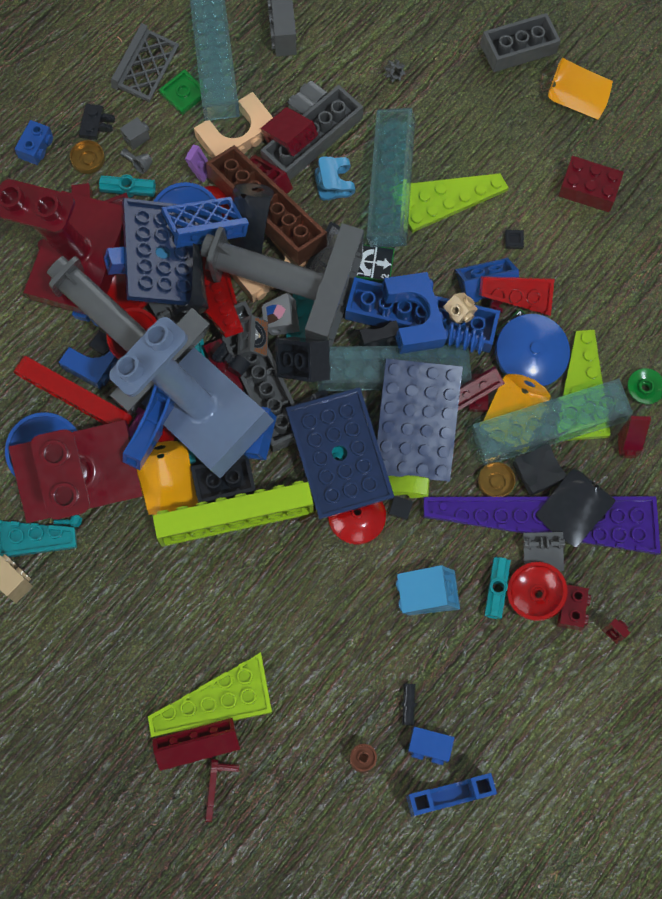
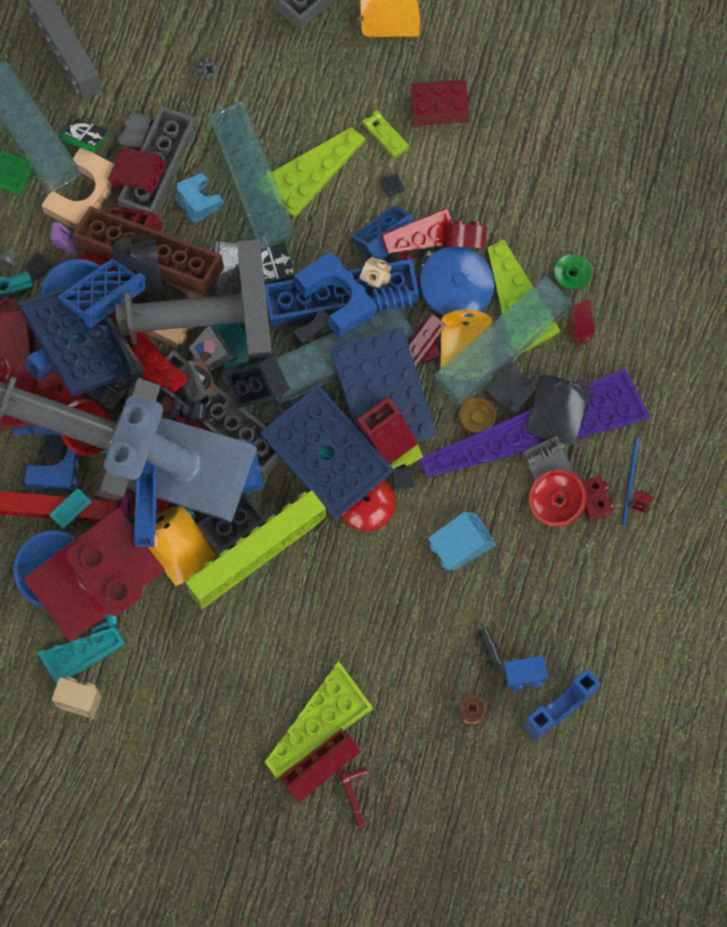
camera: 25 degrees left, 0 degrees up
(86, 403) = (70, 509): none -> teal tile
(167, 178) = (38, 265): none -> black tile
(261, 84) = (85, 135): none -> tile
(404, 457) = (386, 430): none -> dark red slope
(499, 576) = (519, 500): teal piece -> none
(528, 192) = (385, 134): none -> lime plate
(561, 311) = (466, 235): none -> dark red brick
(614, 606) = (630, 482): none -> blue piece

